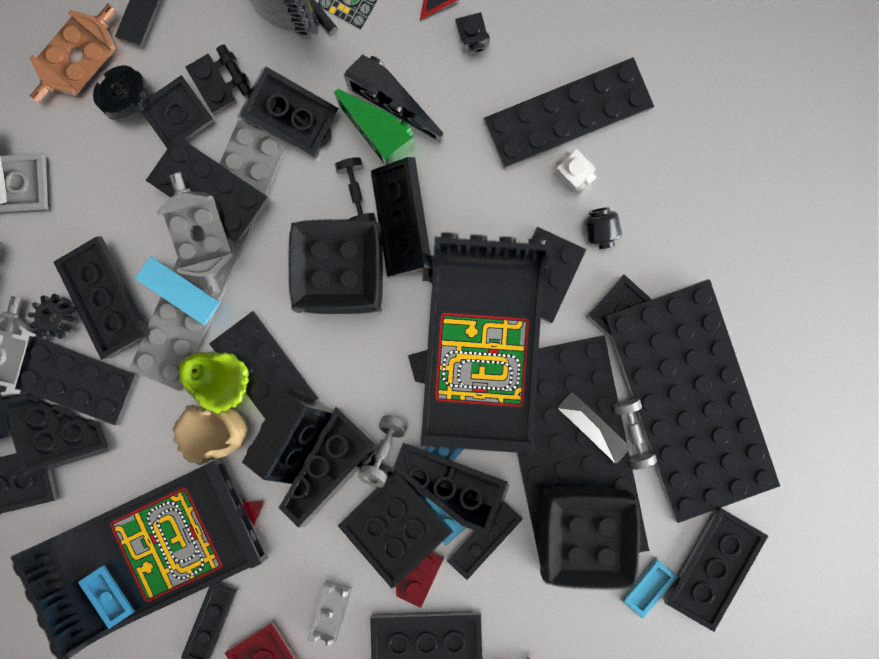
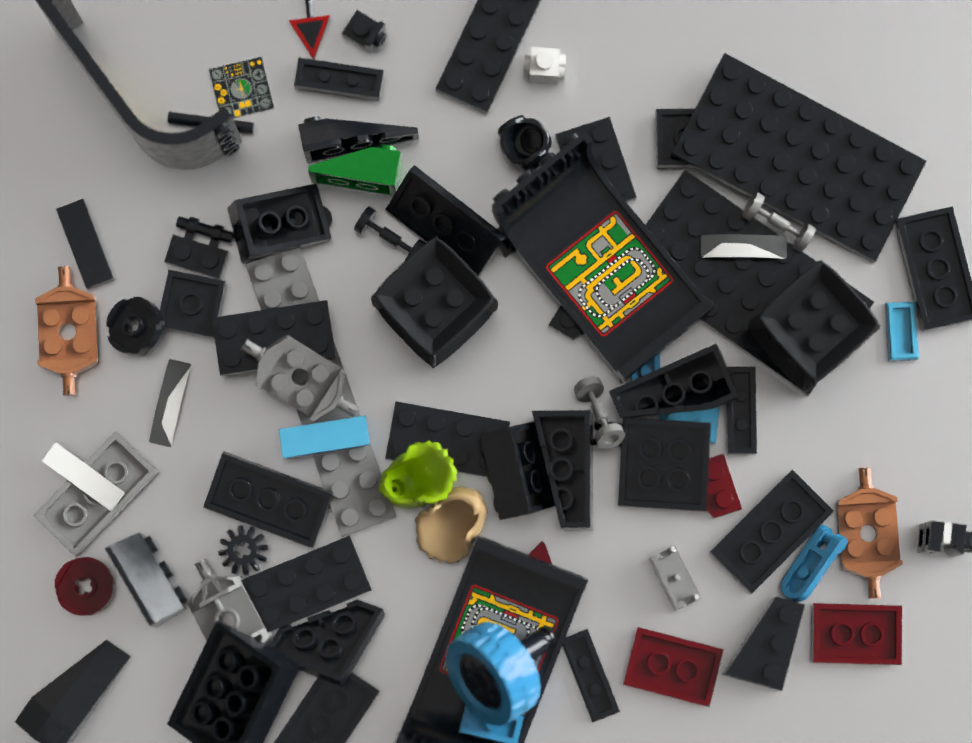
camera: 40 degrees left, 5 degrees down
(100, 167) = (169, 402): none -> dark grey sticker
(134, 568) = (497, 671): none -> dark azure wheel
(423, 49) = (338, 78): none -> black plate
(509, 212) = (524, 142): none -> black hair
(602, 227) = (606, 88): black head -> none

